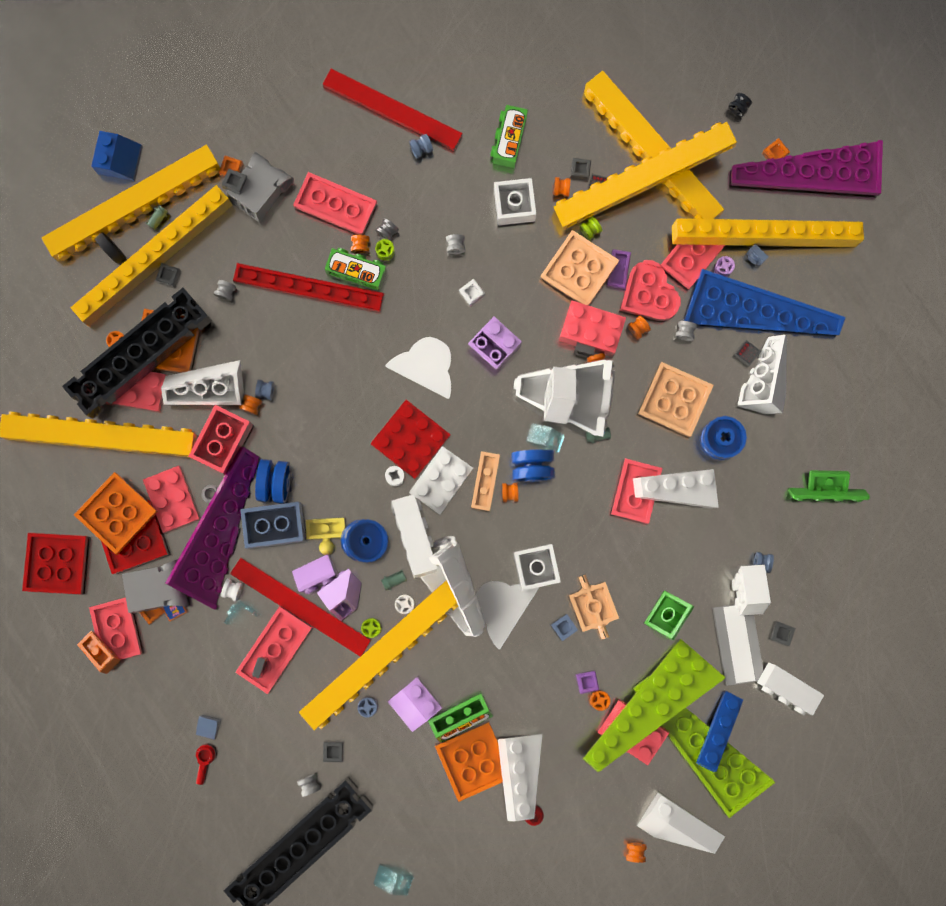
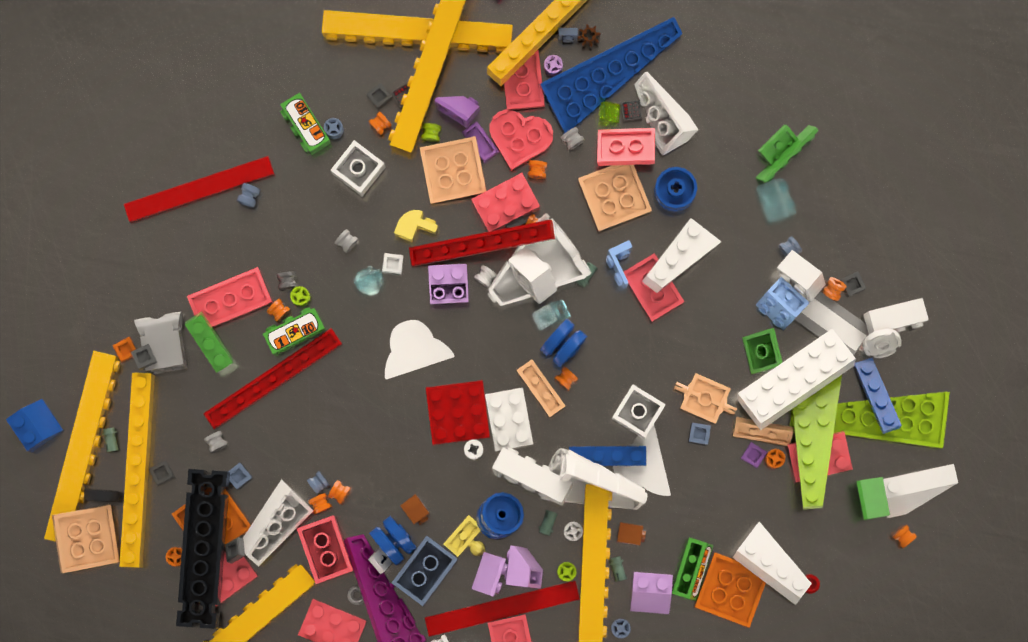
camera: 40 degrees left, 0 degrees up
(68, 265) = (85, 538): none -> light nougat plate
(158, 376) = (235, 550): none -> dark grey tile
(216, 330) = (239, 476): none -> sand blue plate
(248, 487) = (380, 560): none -> white tile
(272, 410) = (339, 492): none -> orange wheel
(289, 217) = (209, 342): none -> bright green brick
(311, 476) = (415, 510): none -> dark orange brick
(409, 662) = (617, 568): none -> sand green pin
(443, 285) = (368, 279): none -> clear light blue head
(443, 648) = (630, 534): none -> dark orange brick
(487, 579) = (613, 455): none -> blue plate
(513, 275) = (411, 222): none -> light yellow brick
(526, 154) = (333, 124): none -> sand blue wheel
(526, 364) = (485, 276): none -> white wheel
(548, 338) = (482, 243): none -> red tile
(611, 672) = (772, 433): none -> light nougat plate
(627, 230) = (458, 108): none -> medium lavender slope
(638, 444) = (619, 252): none -> light blue bracket
(642, 802) = (873, 498): none -> bright green slope
(673, 660) = (796, 379): none -> white brick
(717, 596) = (782, 304): none -> light blue bracket
(718, 373) = (626, 147): none -> coral plate
(730, 339) = (609, 112): none -> clear neon green plate
(761, 697) = (882, 343): none -> white tile
(765, 269) = (592, 31): none -> reddish brown gear
(765, 623) = (834, 289): none -> orange wheel
(788, 518) = (776, 199): none -> clear light blue bracket

